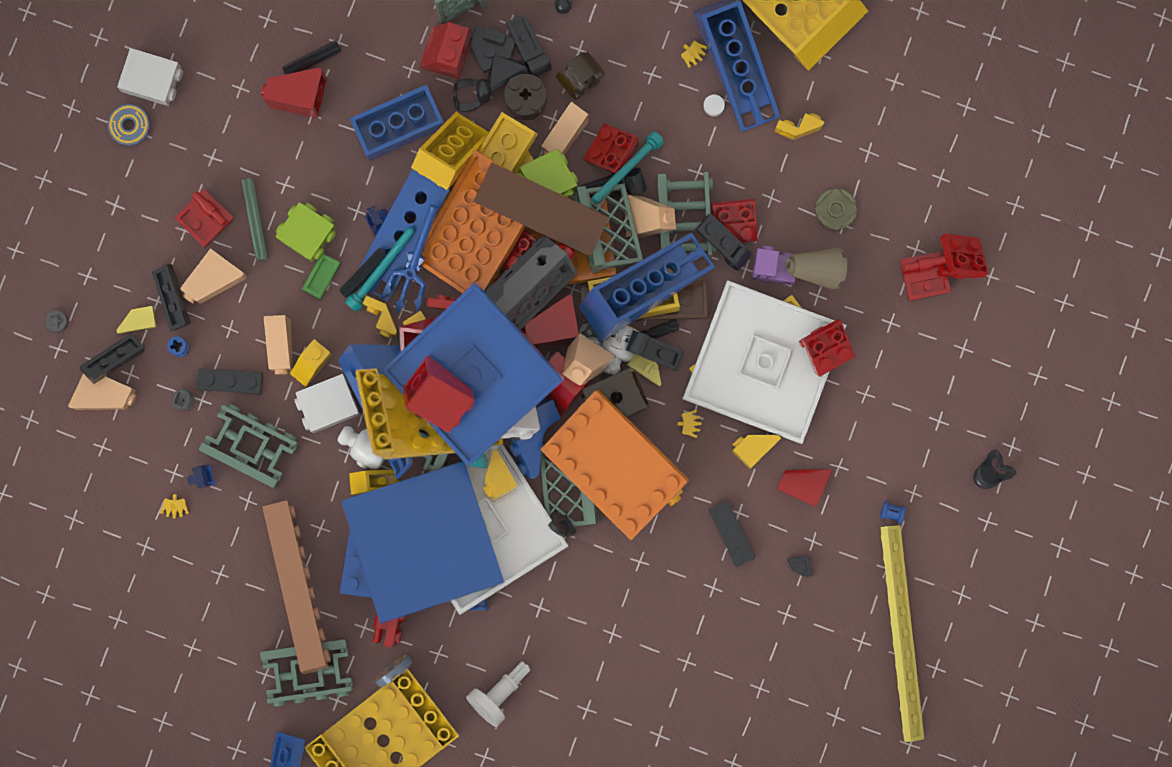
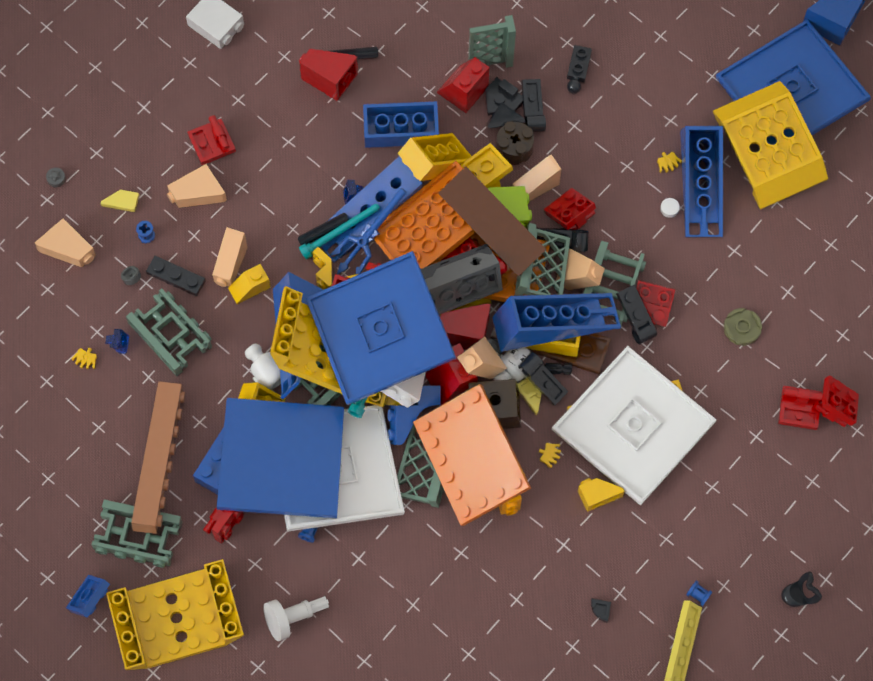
camera: 15 degrees right, 15 degrees down
(112, 358) = (87, 219): black plate -> none
(118, 119) = (182, 41): sand blue tile -> none
(171, 297) = (157, 192): black plate -> none
(254, 219) = (251, 159): sand green axle -> none
(306, 231) = (290, 180): lime brick -> none
(321, 276) = (287, 222): bright green tile -> none
(326, 404) = (248, 322): white brick -> none
(394, 669) = (210, 557): sand blue tile -> none
(437, 395) = (344, 332): red slope -> none
(483, 93) = (480, 128): black piece -> none
(498, 478) = (367, 432): yellow slope -> none
(562, 526) = (406, 494): black tile -> none
(580, 74) = (567, 141): dark brown brick -> none
(653, 142) = (607, 216): teal piece -> none
(731, 533) = (550, 559): black plate -> none
(770, 266) = (670, 351): medium lavender brick -> none
(804, 484) = (630, 541): red slope -> none
(810, 124) = (743, 251): yellow slope -> none
(819, 267) = (710, 362): dark tan cone -> none
(828, 347) = (693, 429): red plate -> none

